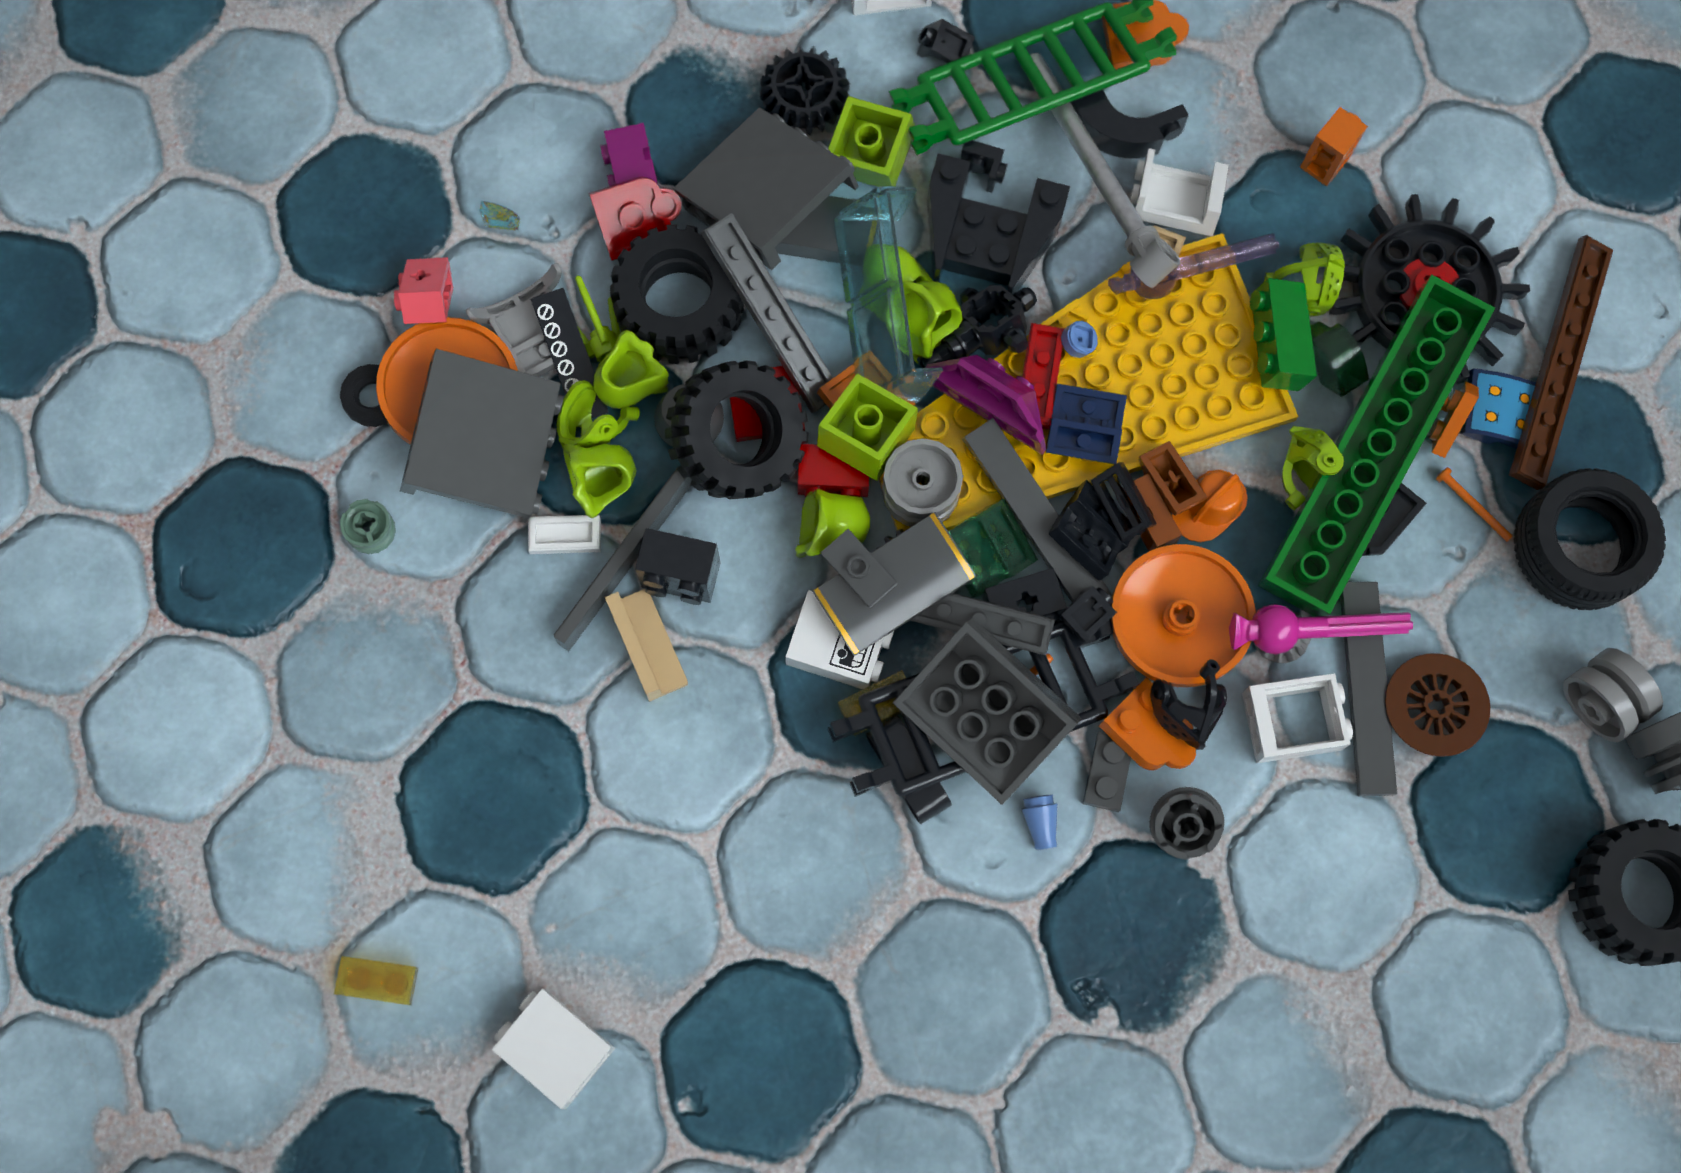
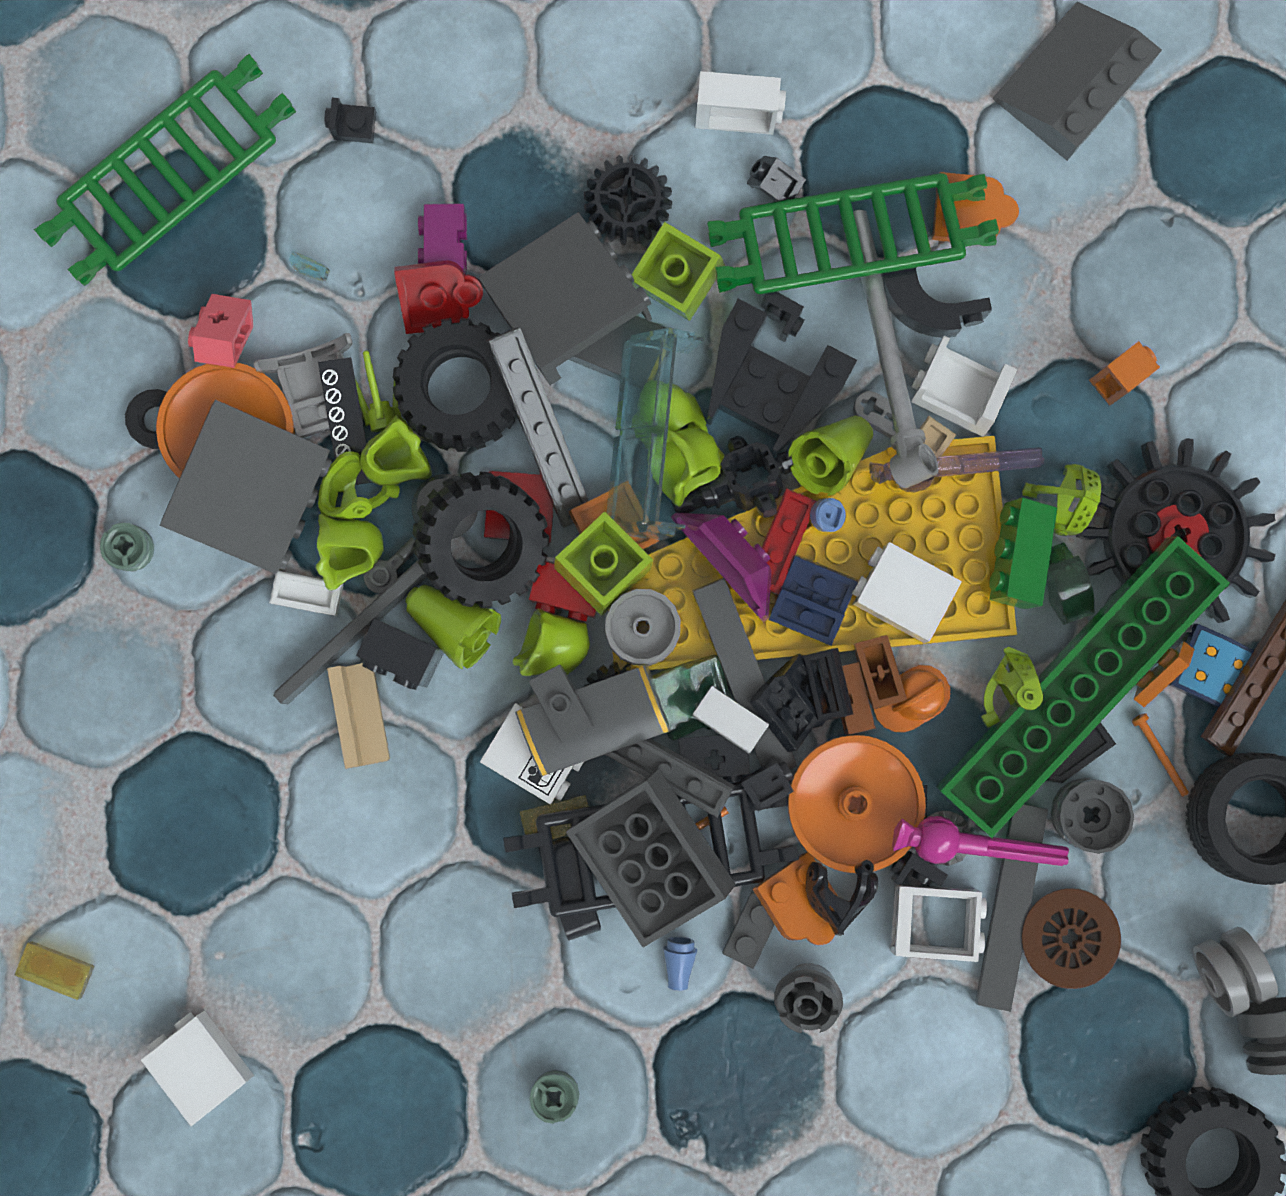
camera: 15 degrees right, 10 degrees up
(286, 248) = (86, 269): none -> green bar
(511, 75) = (350, 122): none -> black bracket
(641, 495) = (385, 572): none -> dark grey plate
(729, 522) = (453, 627): none -> lime cone
(929, 996) = (552, 1082): none -> sand green wheel
(1033, 557) = (730, 720): none -> white tile
(1065, 280) = (830, 454): none -> lime cone
(1106, 241) = (876, 421): none -> light grey beam
(1177, 395) = (905, 592): none -> white brick
(1267, 667) = (923, 871): none -> black bracket
(1440, 561) = (1111, 811): none -> dark grey wheel

